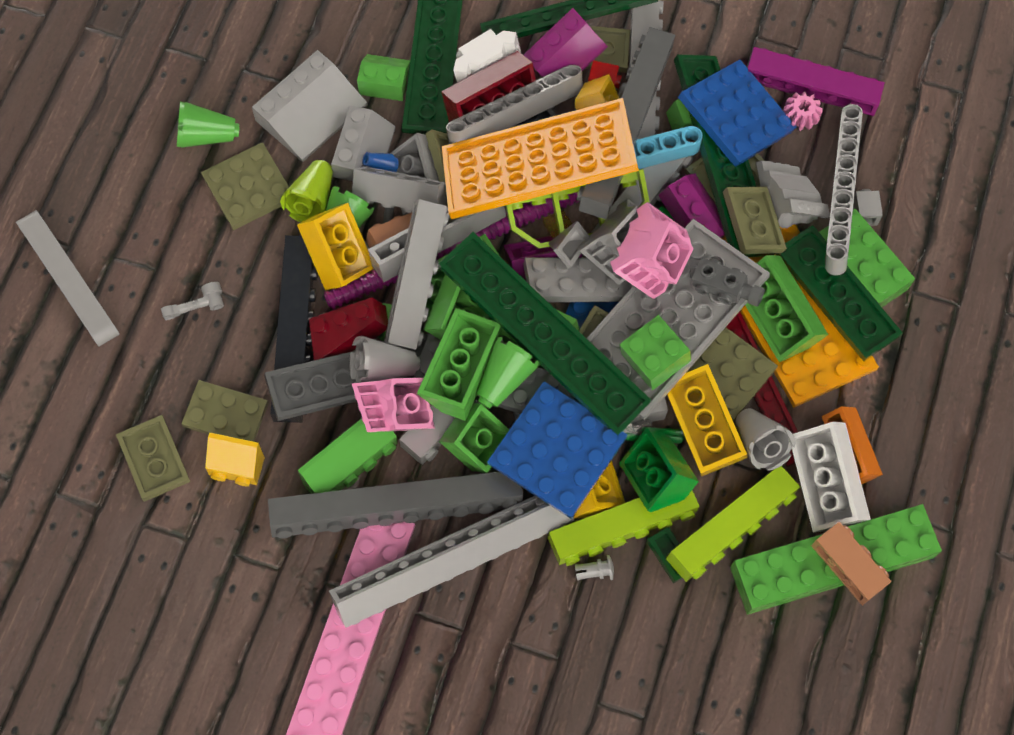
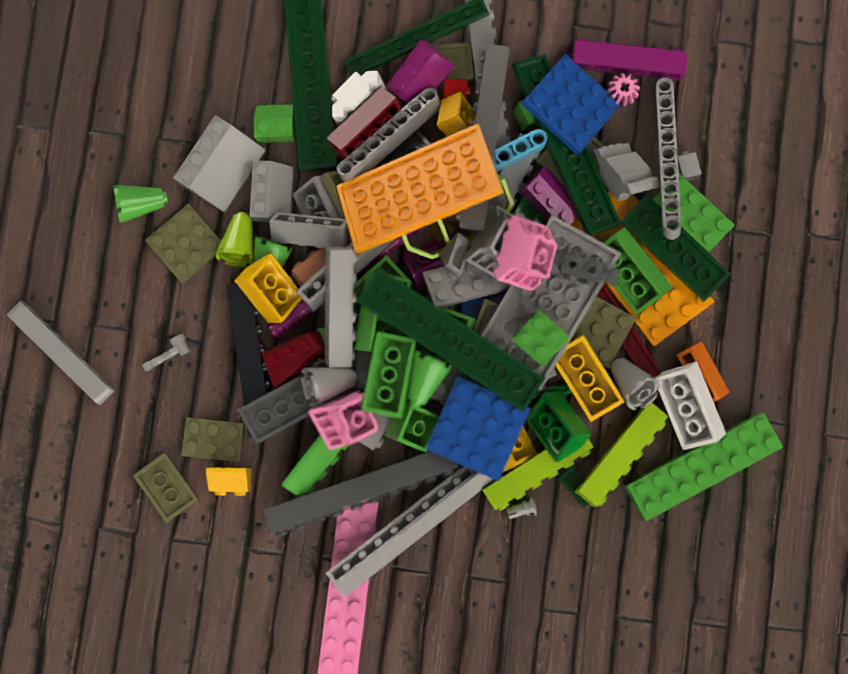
camera: 10 degrees left, 15 degrees up
(381, 161) = (289, 205): blue cone -> none
(754, 220) = (600, 202): olive plate -> none
(851, 563) = (717, 474): nougat brick -> none

